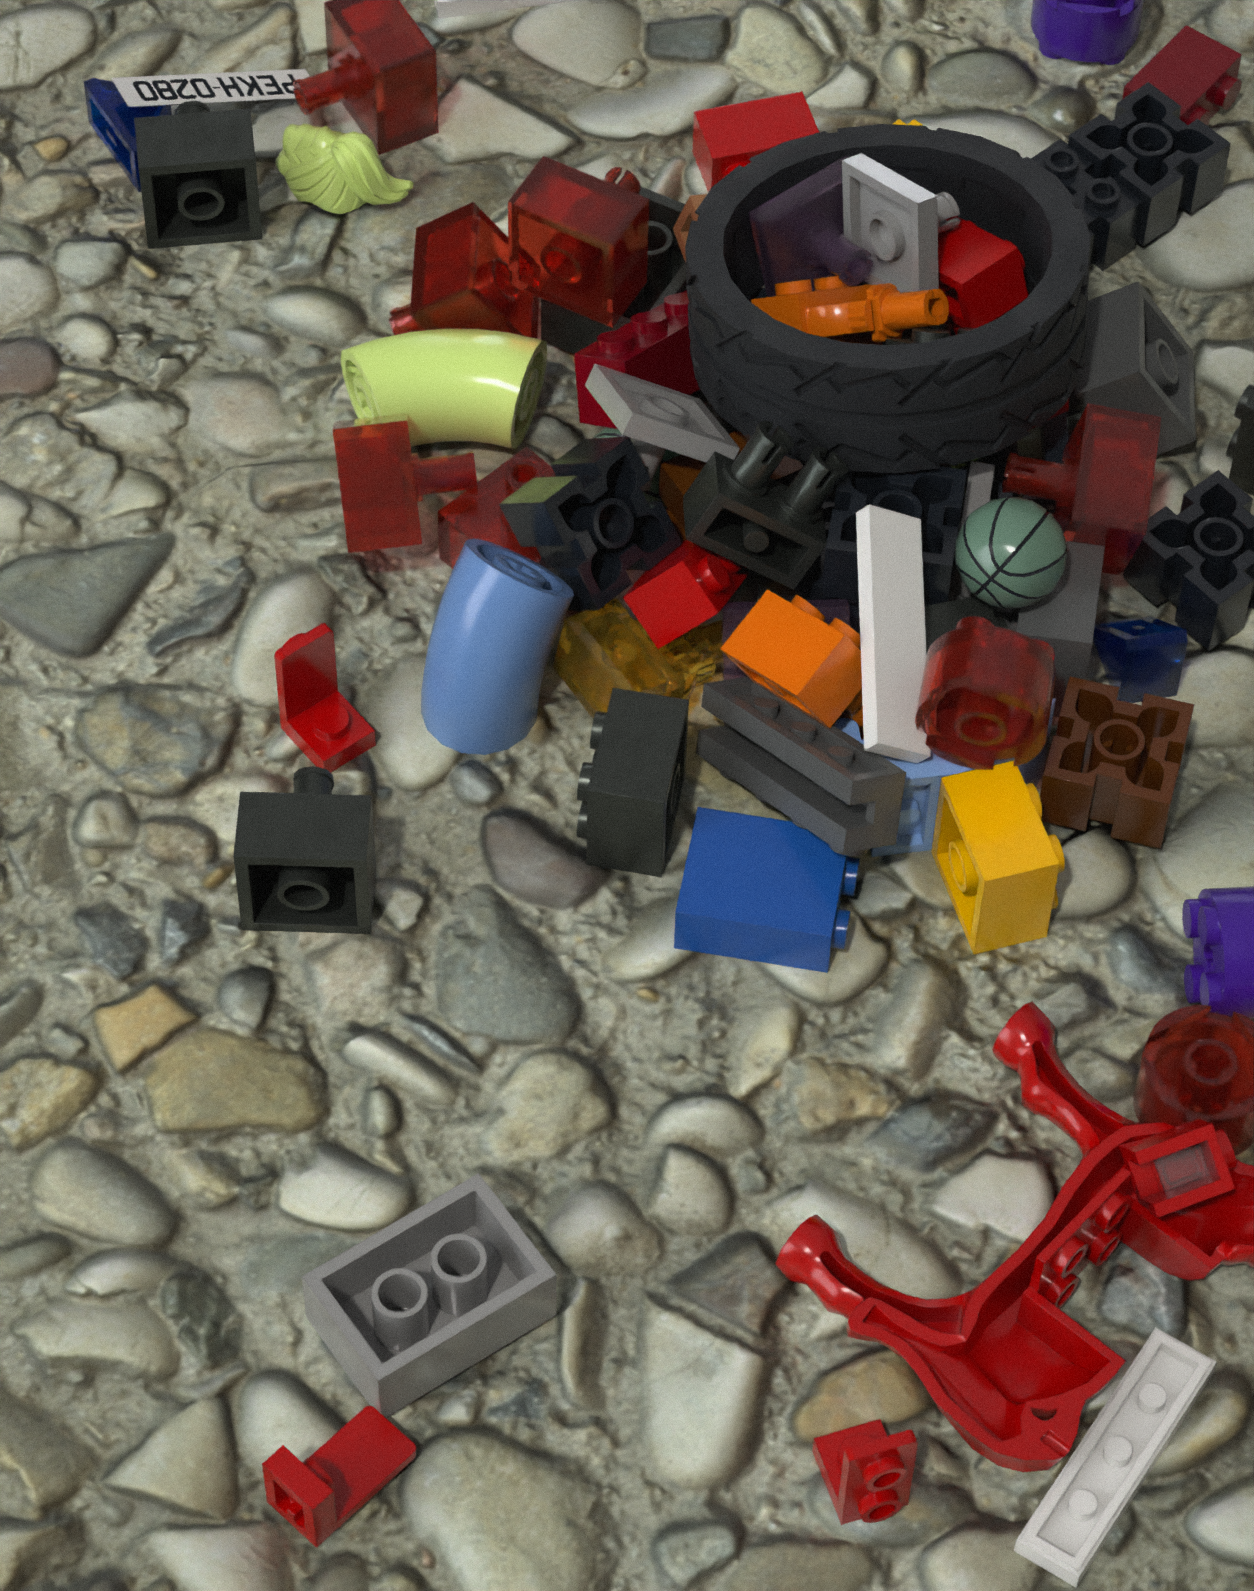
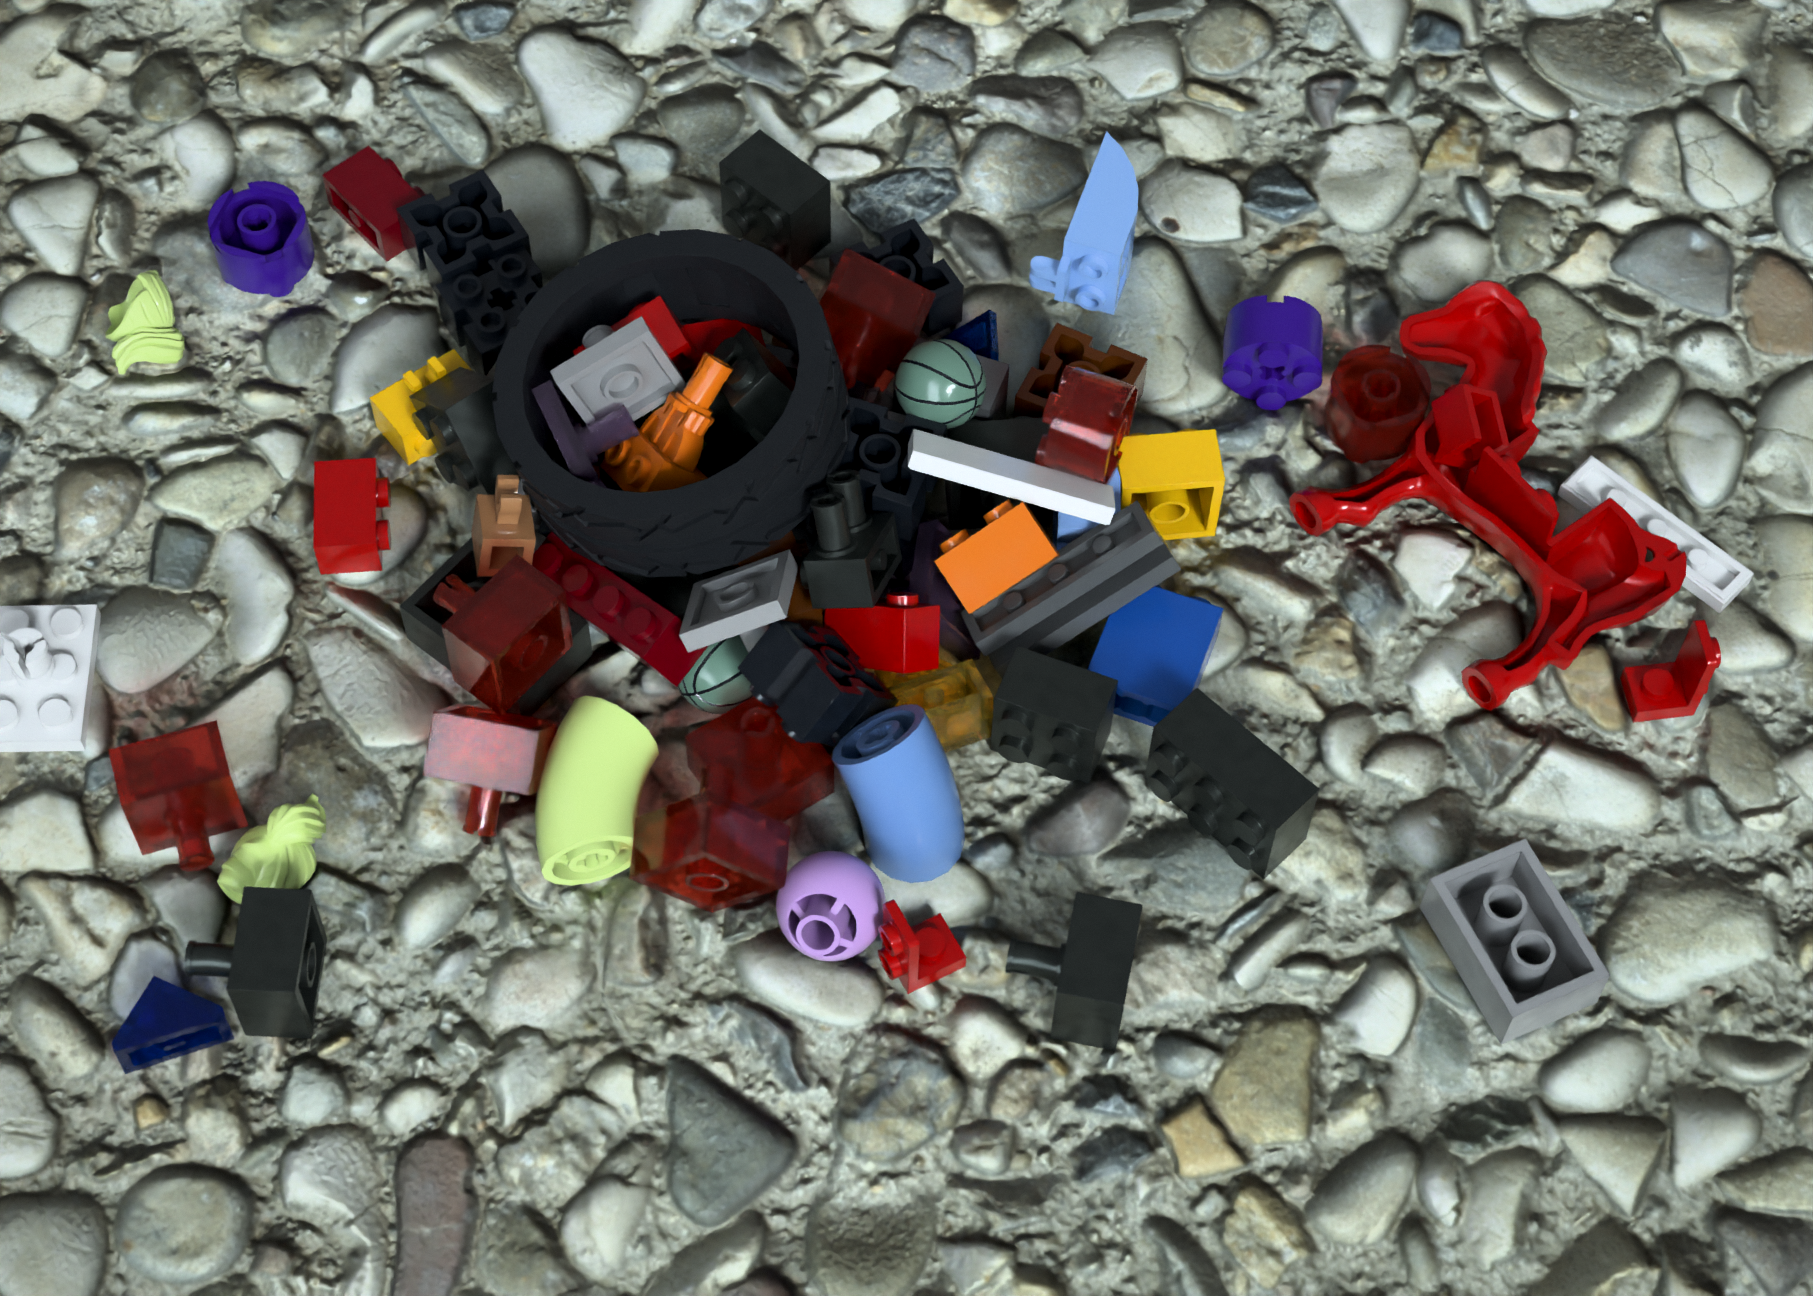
camera: 80 degrees left, 5 degrees up
(208, 87) = (147, 940): white sticker -> none
(337, 1477) = (1649, 1037): red bracket -> none
(356, 599) = (830, 906): none -> lavender brick
(580, 967) = (1230, 784): none -> pearl dark grey brick

